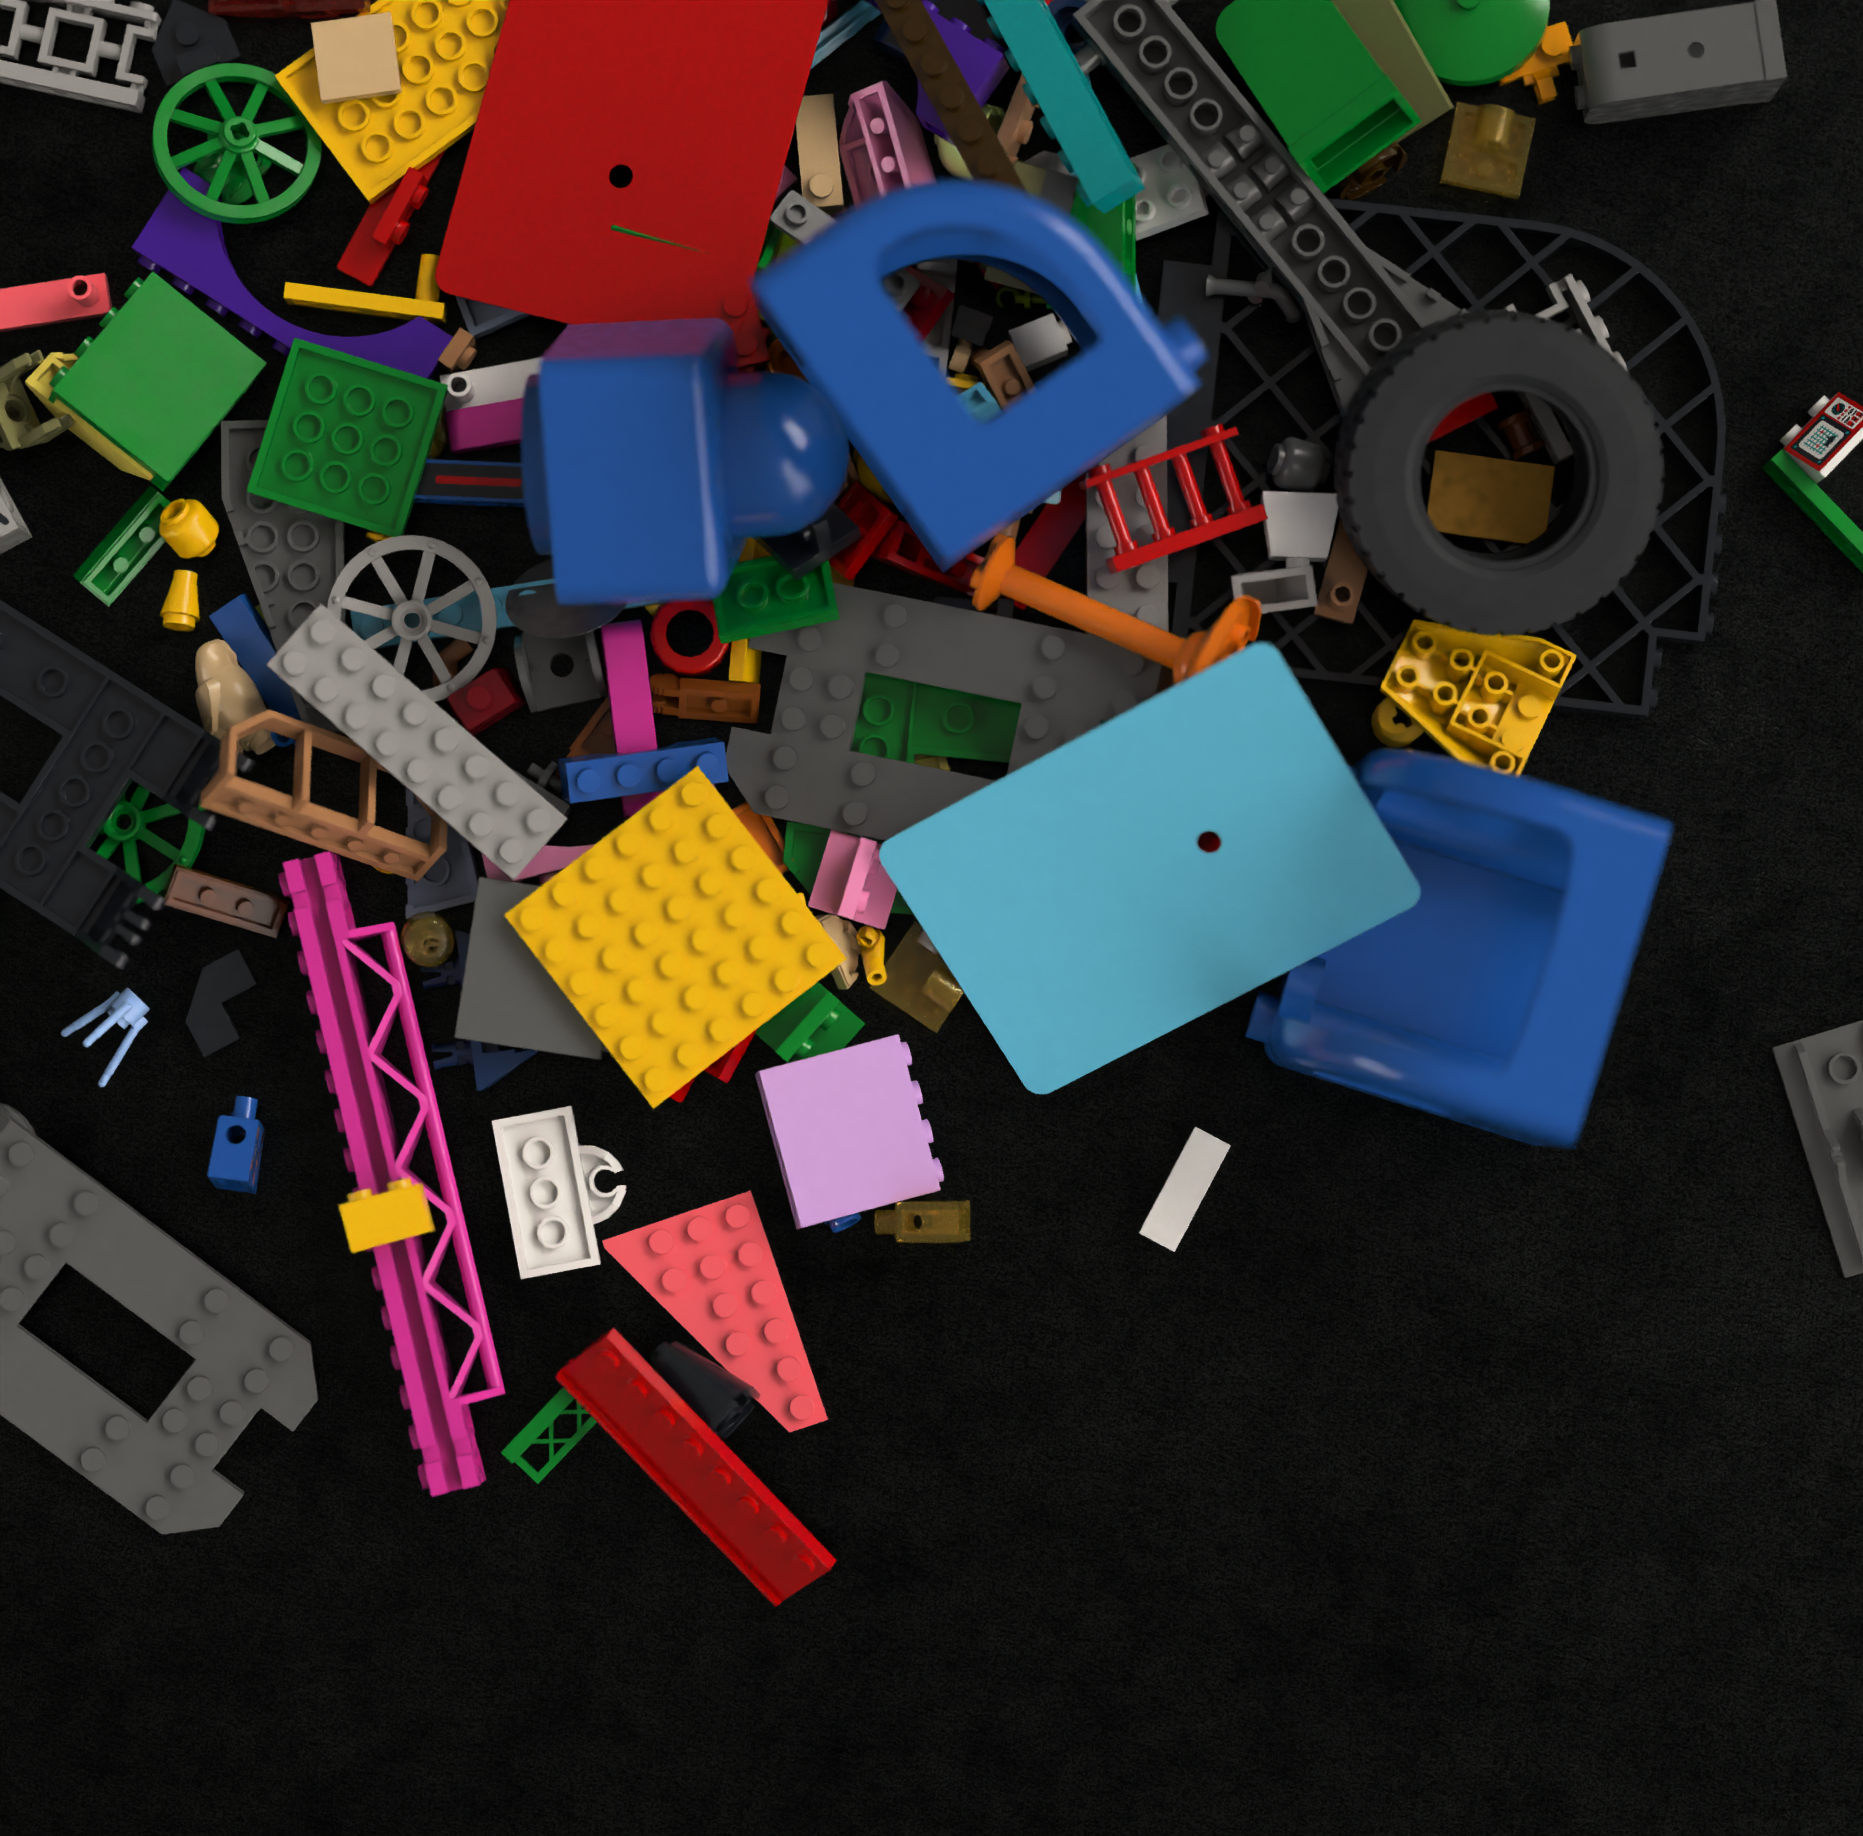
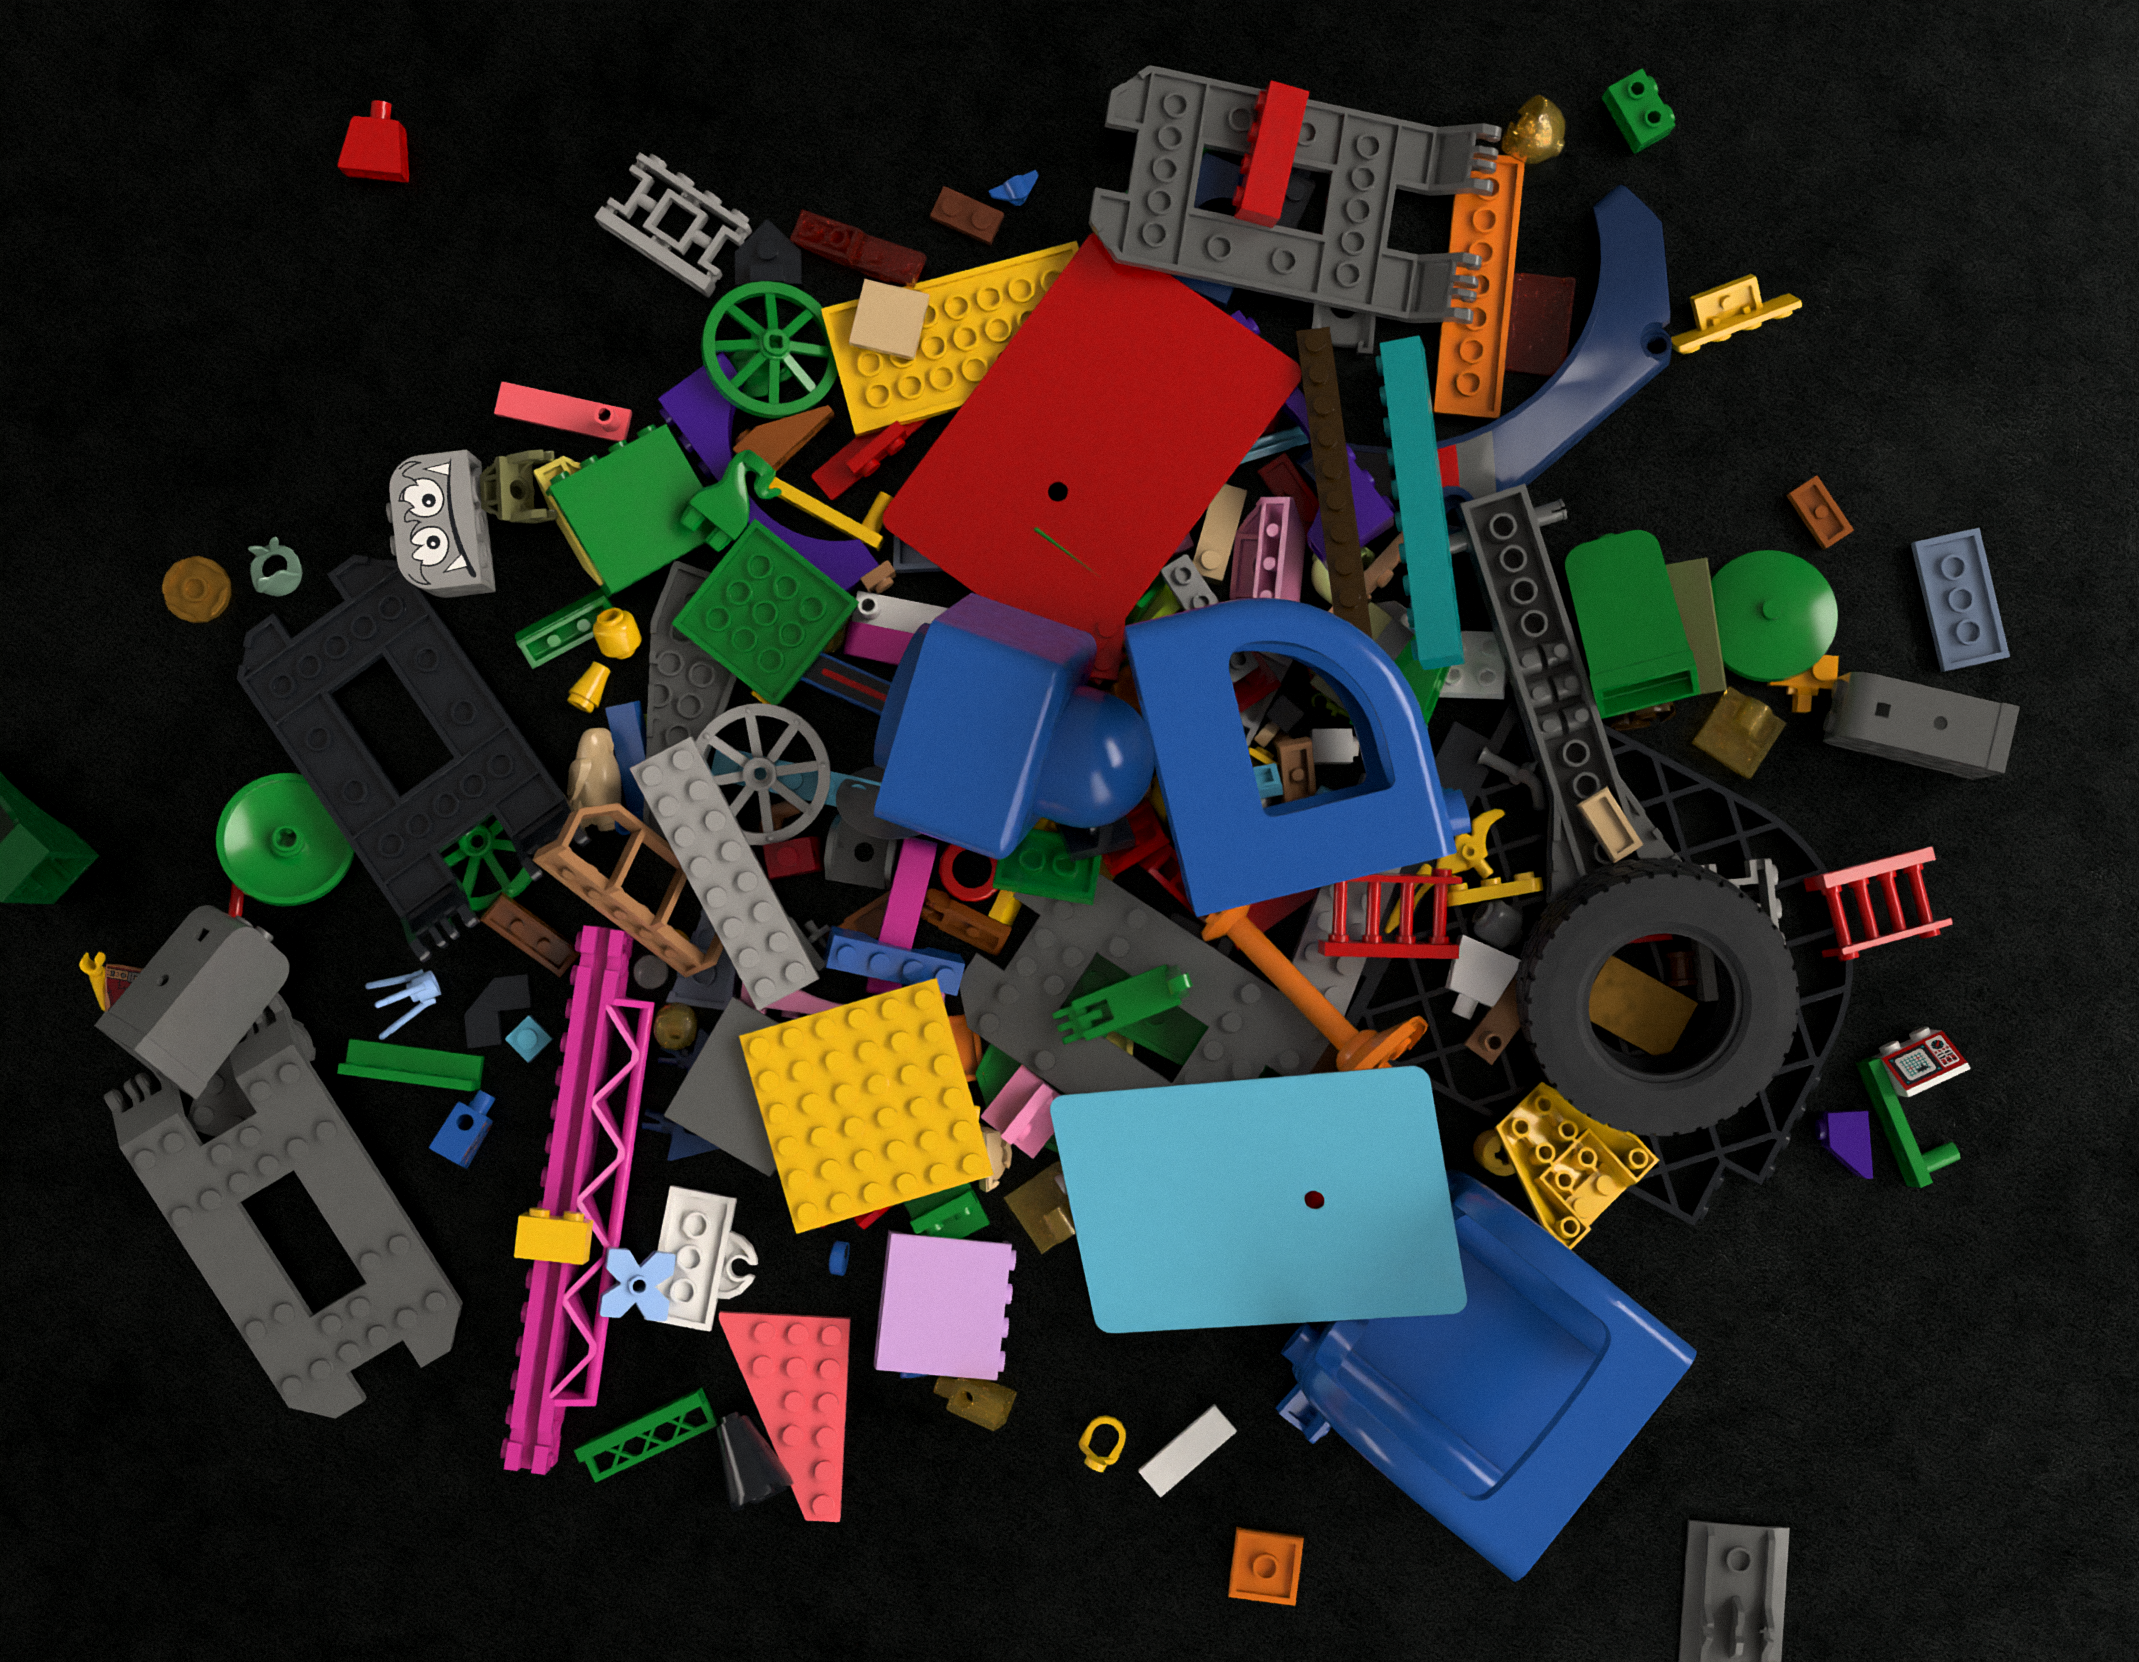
camera: 20 degrees right, 0 degrees up
(150, 1099) = (413, 1065): none -> green fence
(256, 331) = (727, 502): none -> green hips
(268, 1020) = (529, 1038): none -> medium azure plate
(283, 244) = (784, 437): none -> dark orange slope
(376, 892) = (651, 972): none -> clear tile
(507, 1223) = (651, 1272): none -> light blue plant
(694, 1467) = (719, 1524): red plate -> none
(712, 1127) = (839, 1258): none -> blue tile
(869, 65) = (1285, 481): none -> red tile
(872, 953) = (1016, 1173): yellow arm -> none
(918, 710) = (1126, 1001): none -> green hinge
(1080, 1237) = (1100, 1463): none -> yellow piece
(1234, 401) = (1470, 853): none -> yellow piece
(1278, 588) = (1444, 1015): light grey slope -> none
(1279, 428) = (1493, 889): none -> yellow plate
(1299, 1094) = (1303, 1415): none -> blue bracket
(1322, 1283) = (1265, 1566): none -> orange tile
(1375, 305) = (1609, 825): none -> tan tile
(1679, 260) = (1857, 878): none -> red fence
(1782, 555) = (1847, 1138): none -> dark purple slope

